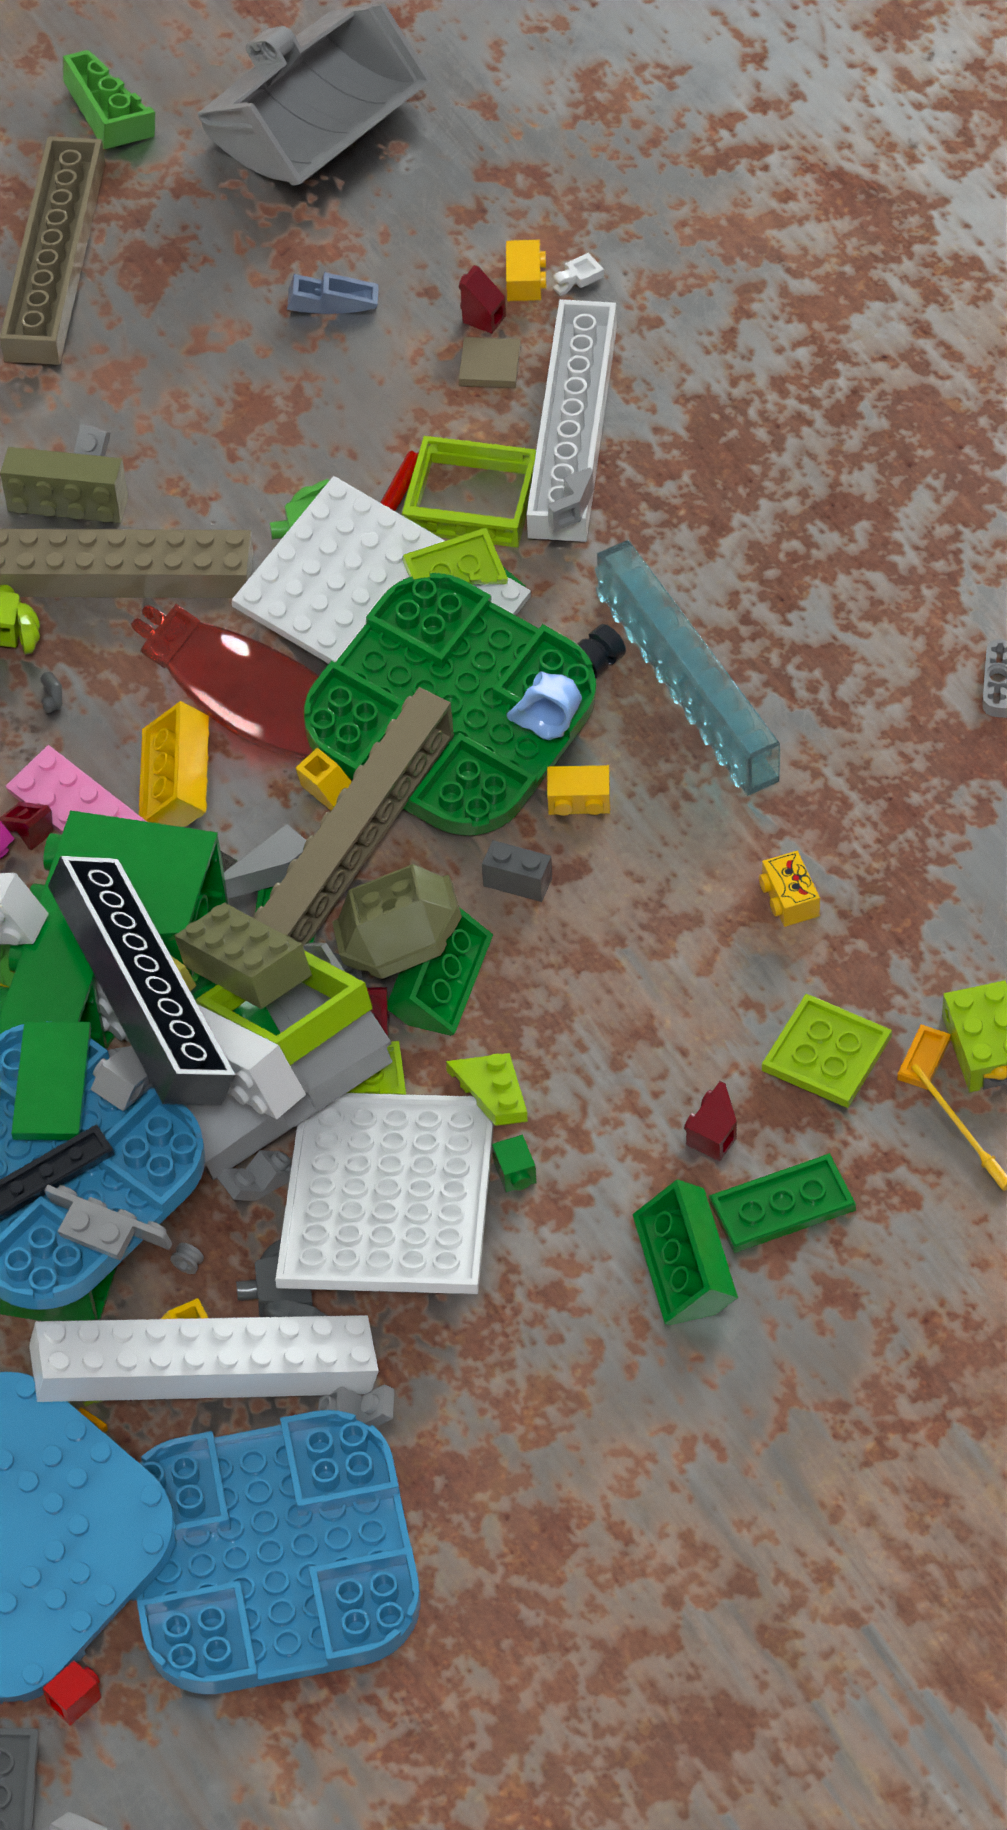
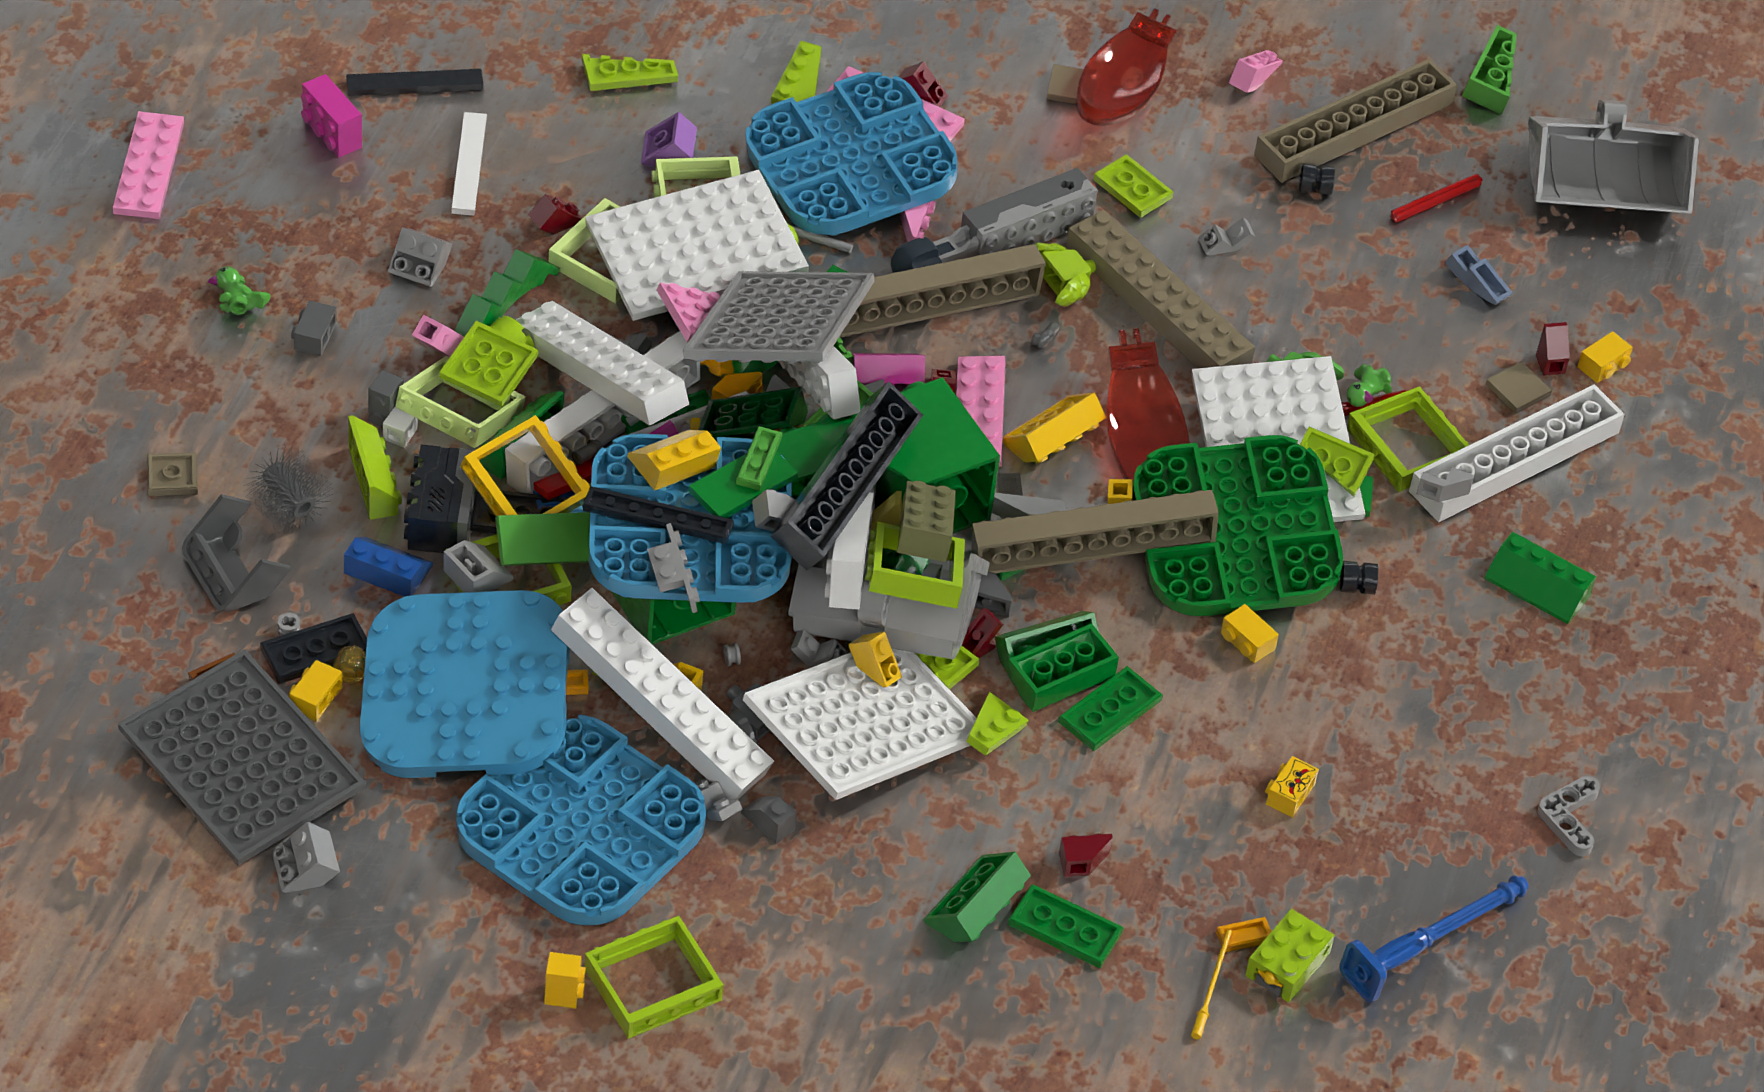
camera: 40 degrees right, 5 degrees down
(41, 1043) = (759, 458): none -> bright green tile
(64, 484) = (1191, 239): olive brick -> none
(72, 1692) = (405, 785): red brick -> none
(89, 333) = (1317, 179): none -> black wheel
(204, 259) = (1436, 198): none -> red axle
(328, 1129) = (875, 658): none -> yellow slope
(381, 471) = (1371, 383): none -> bright green animal
(396, 921) = (1051, 596): olive piece -> none
(421, 1369) = (771, 816): none -> dark grey slope
(467, 1714) = (564, 980): none -> yellow brick
(479, 975) = (1063, 667): none -> green slope
(514, 1163) = (953, 771): green brick -> none
(517, 871) = (1158, 639): dark grey brick -> none
(536, 1567) = (668, 1009): none -> lime window
(547, 706) = (1279, 567): light blue piece -> none
(556, 973) = (1110, 708): none -> green tile
(579, 271) = (1637, 386): white plate -> none
(688, 668) = (1391, 628): clear light blue brick -> none
(730, 510) = (1540, 577): none -> green slope
(826, 1050) = (1195, 879): lime plate -> none

